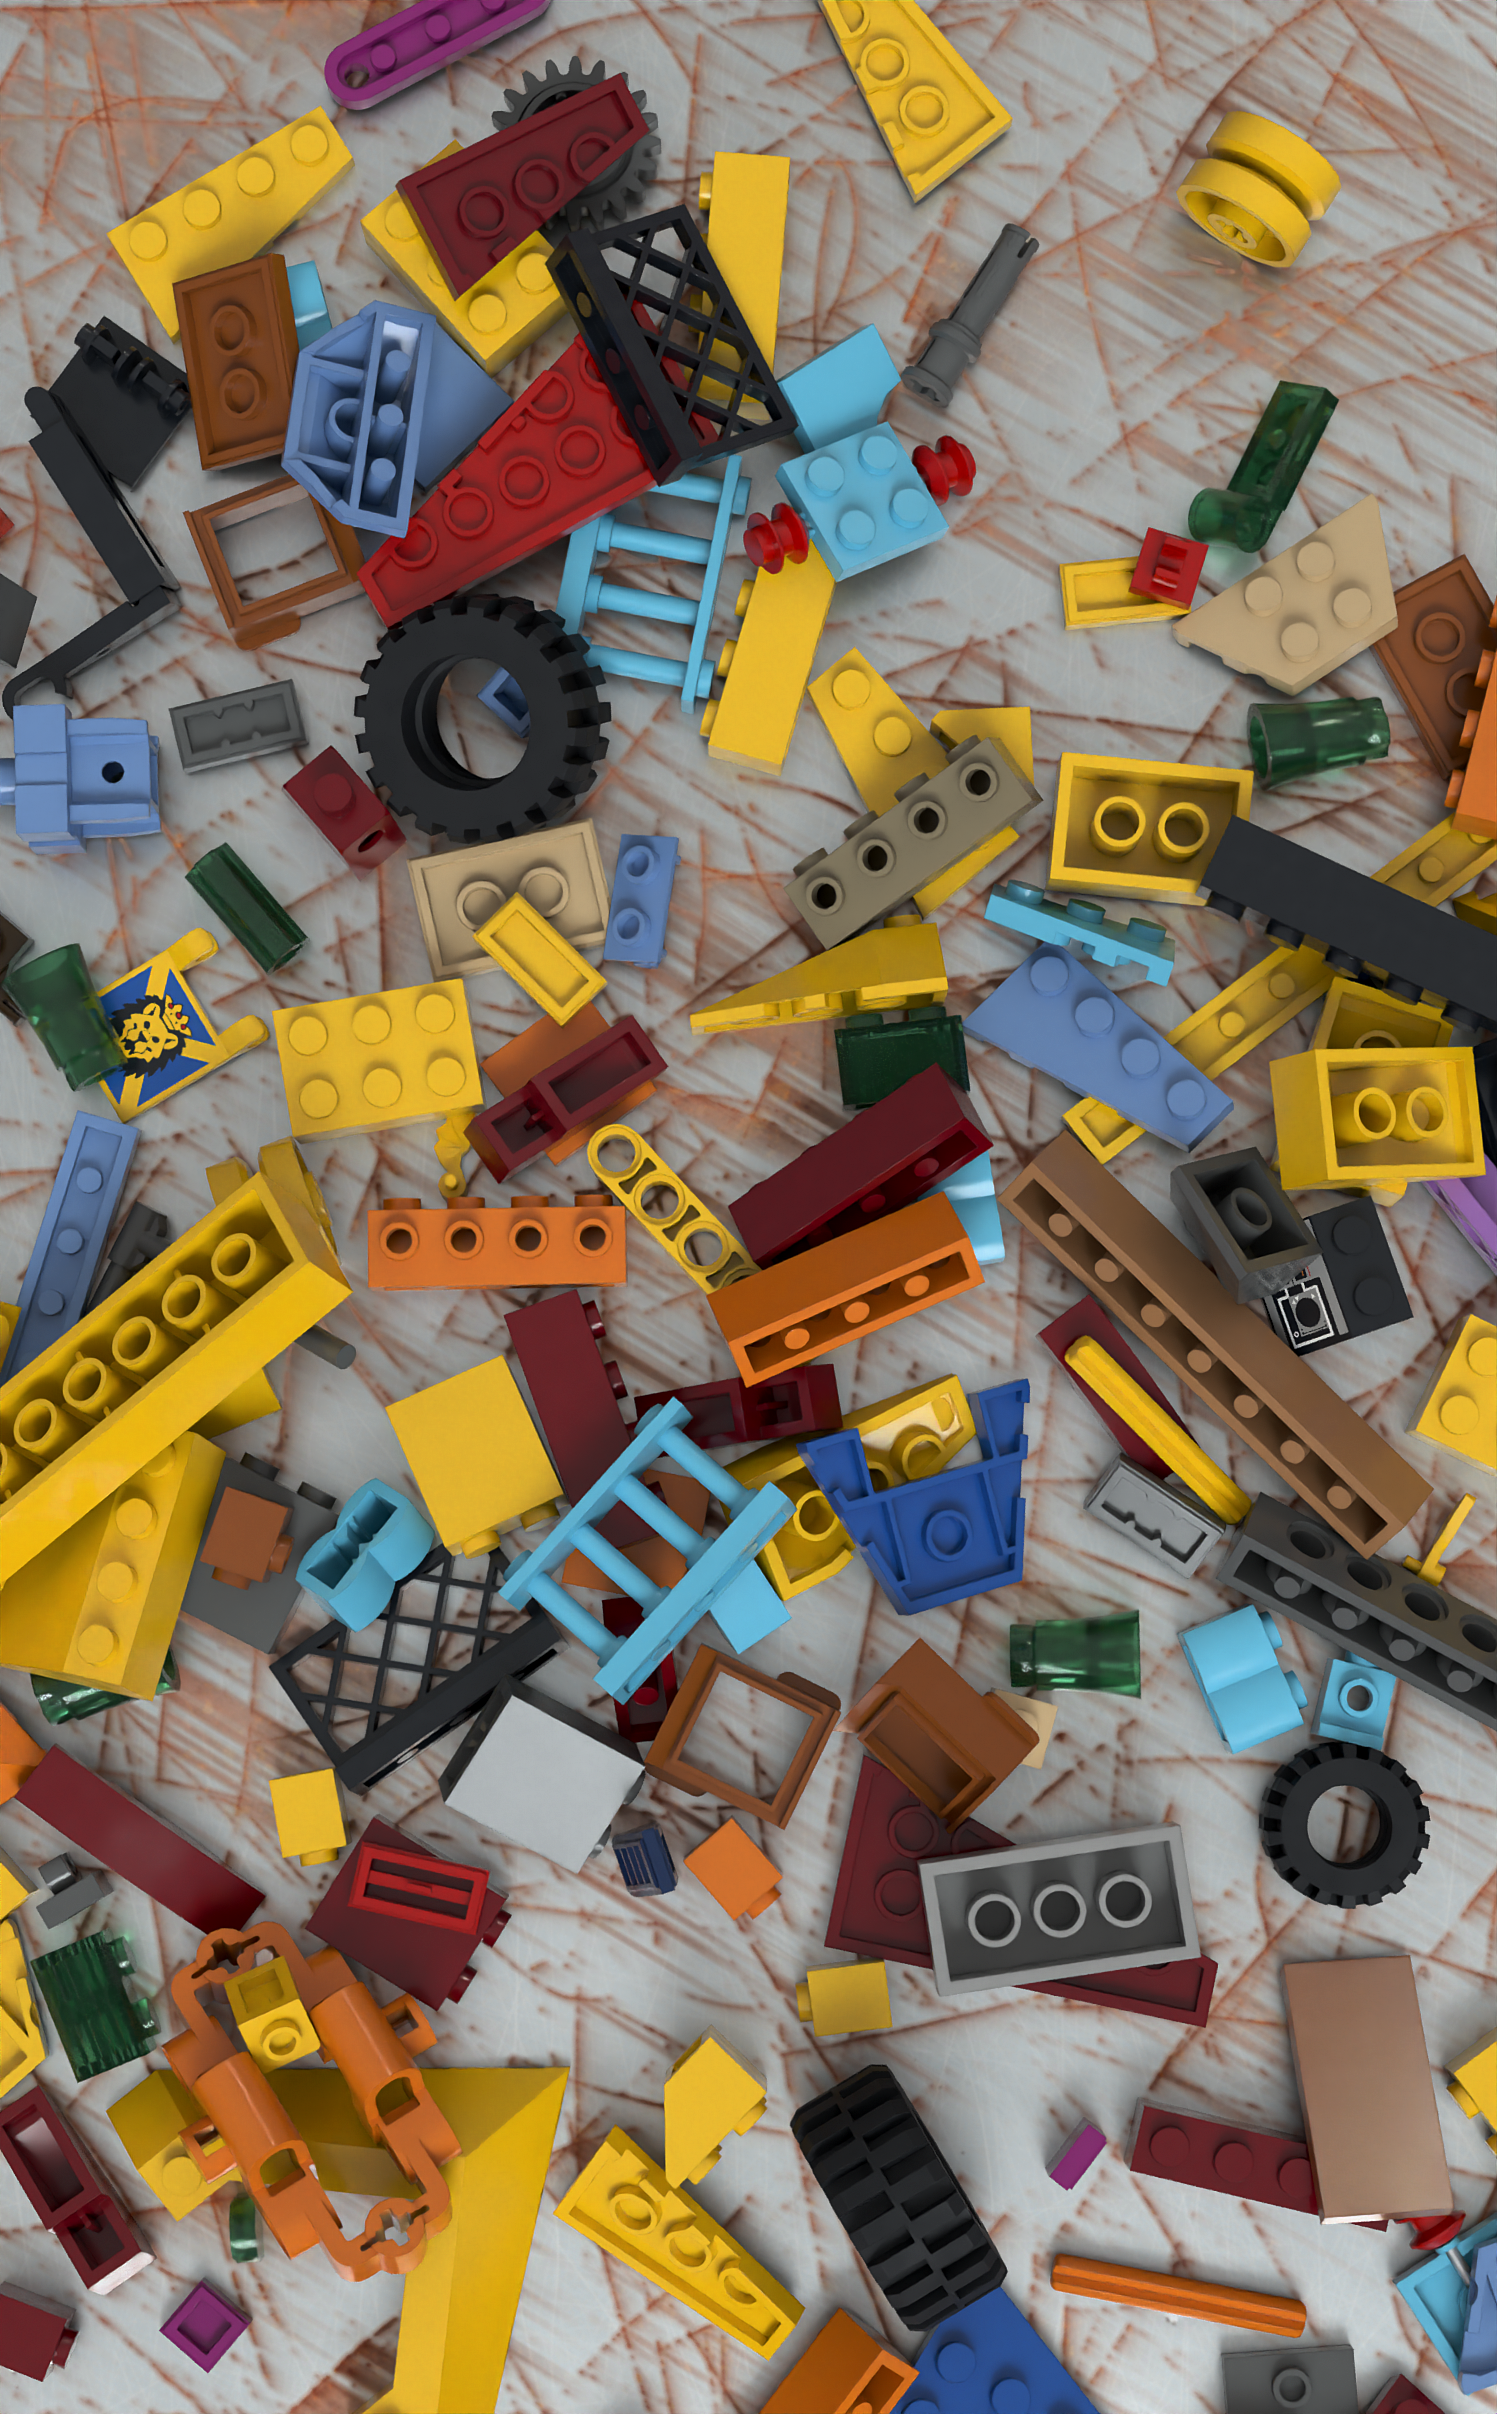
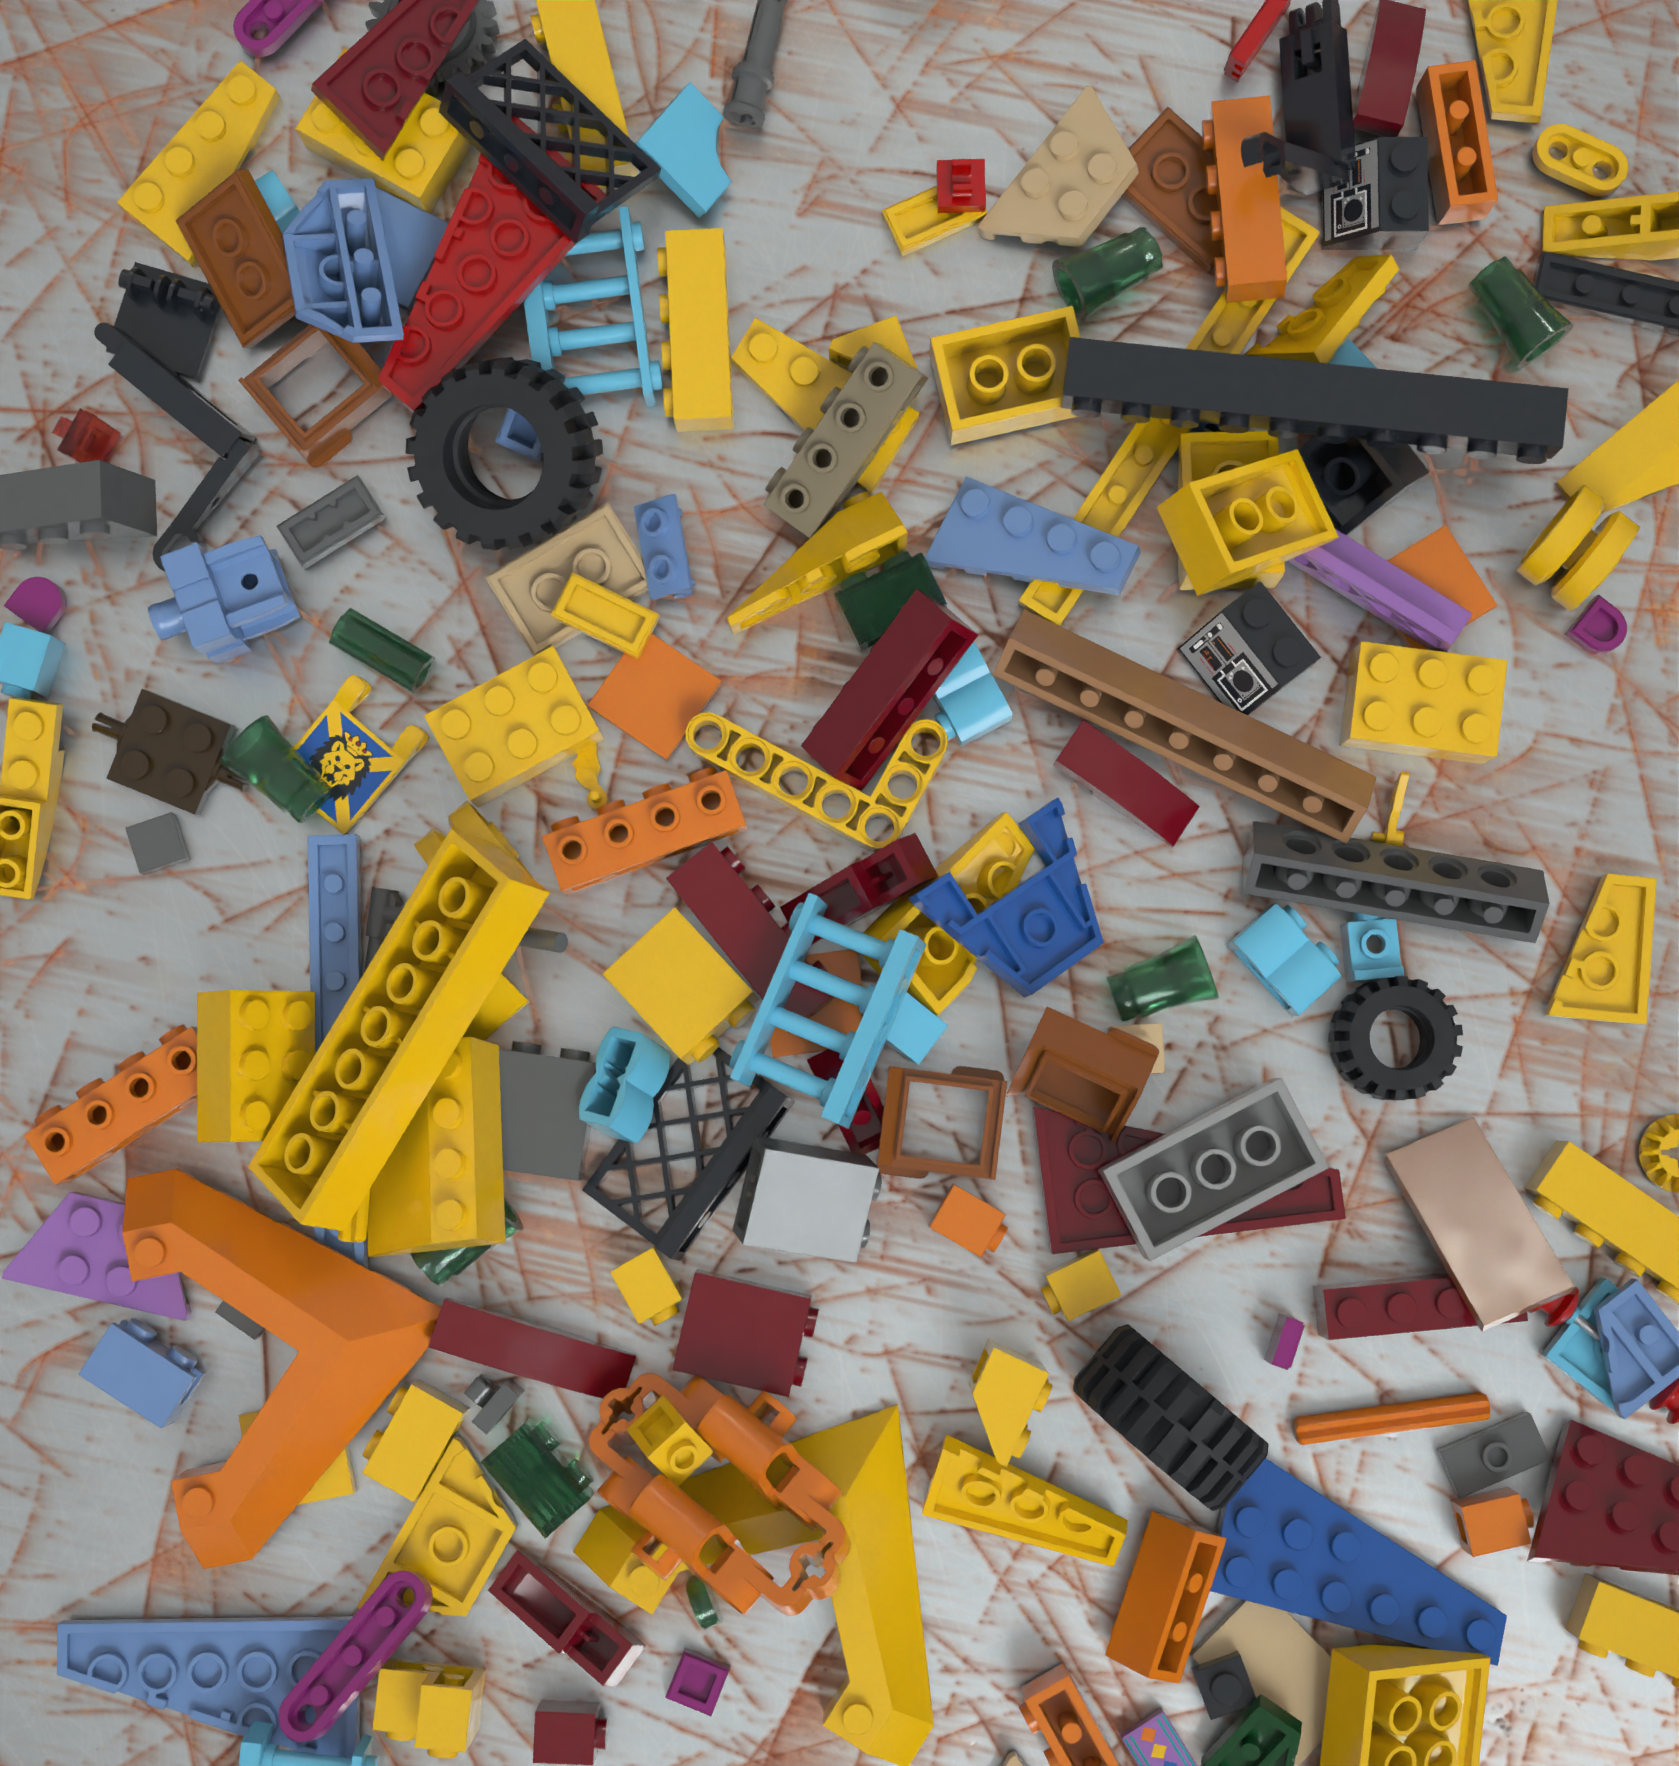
camera: 15 degrees left, 0 degrees up
(248, 1539) = (535, 1101): dark orange brick -> none
(344, 812) = (426, 556): dark red torso -> none
(473, 1899) = (703, 1315): red tile -> none
(564, 1099) = (656, 709): dark red slope -> none
(645, 1860) = (901, 1237): dark blue slope -> none
(845, 1288) = (907, 773): orange brick -> none
(860, 502) = (724, 210): medium azure plate -> none
(1107, 941) = (941, 462): medium azure wing -> none
(1154, 1515) = (1182, 864): plate -> none
(1158, 1430) = (1164, 800): yellow axle -> none
(1243, 1222) = (1175, 632): dark grey slope -> none
(1267, 473) = (1008, 93): clear green plate -> none

